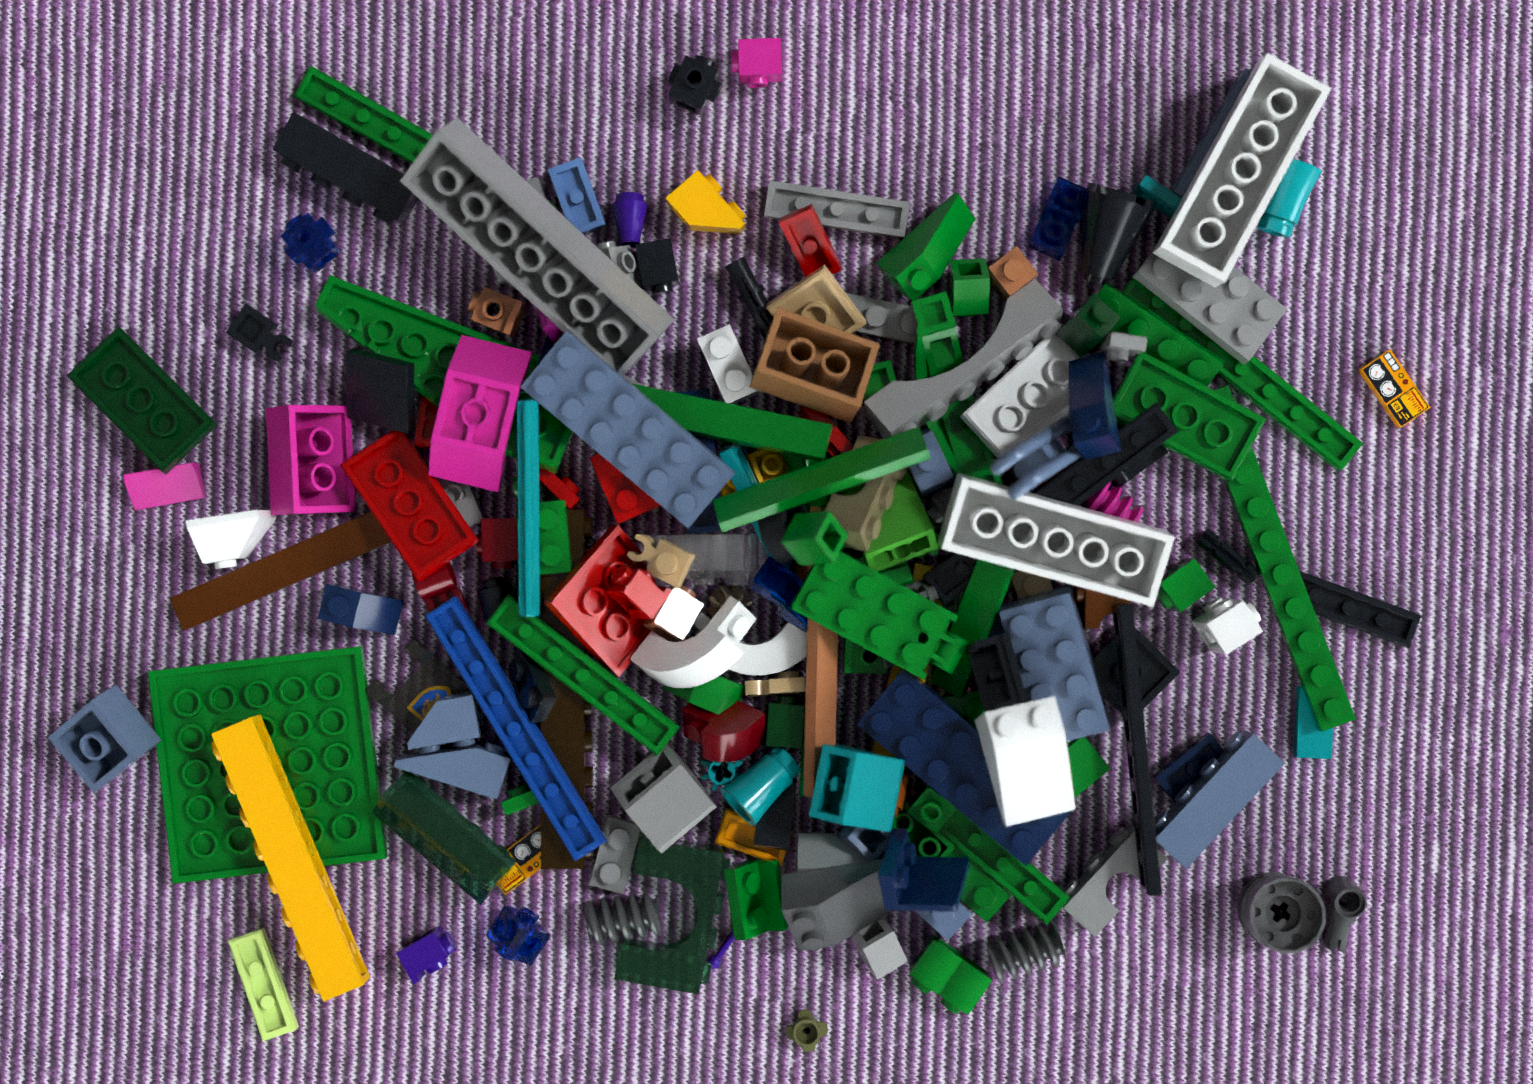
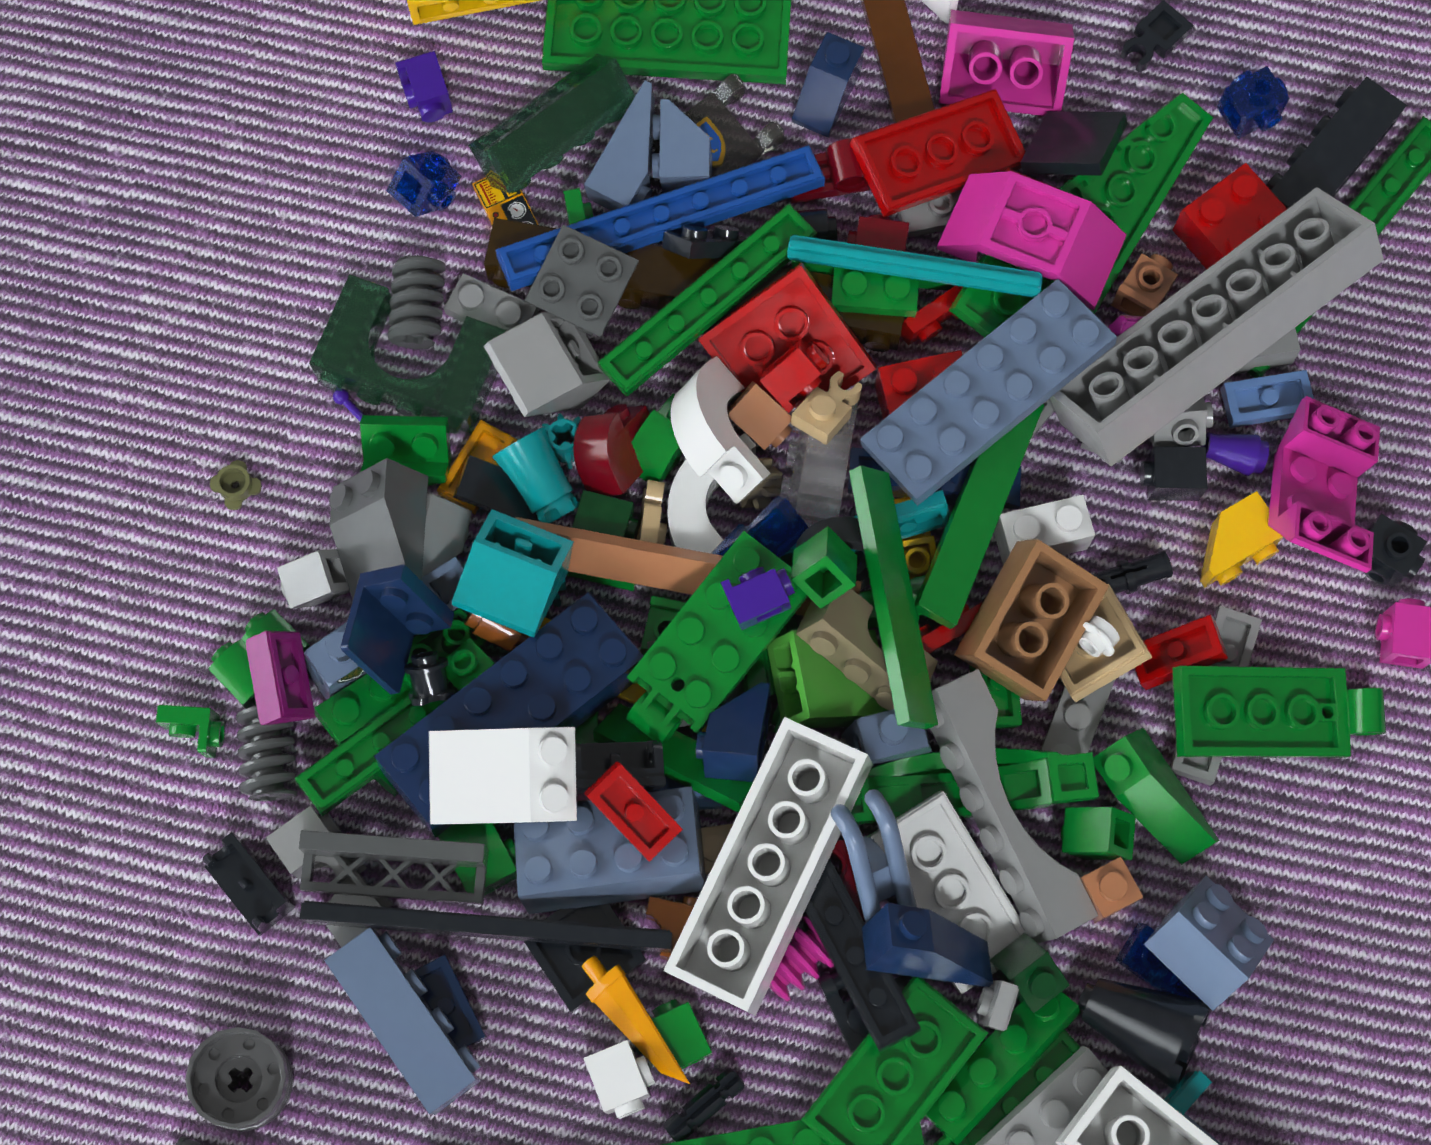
camera: 100 degrees right, 15 degrees down
(425, 247) = (1227, 215): none -> red brick
(591, 783) = (582, 281): none -> dark grey hinge
(653, 148) = (1318, 480): none -> dark pink slope
(819, 309) = (1099, 637): none -> white plate
(847, 163) = (1271, 712): none -> green hinge
(850, 587) = (759, 595): none -> dark purple brick
(951, 836) = (428, 678): none -> black brick
(954, 583) = (736, 736): none -> dark blue slope
(969, 955) = (279, 677): none -> magenta slope
(1010, 1022) = (186, 721): none -> green bracket
(1037, 653) = (633, 811): none -> red plate
(1042, 190) = (1210, 942): none -> sand blue brick
(1092, 837) = (395, 850): none -> dark grey fence
(1126, 941) = (248, 884): none -> black hinge
(1174, 630) = (623, 1007): none -> light orange bar

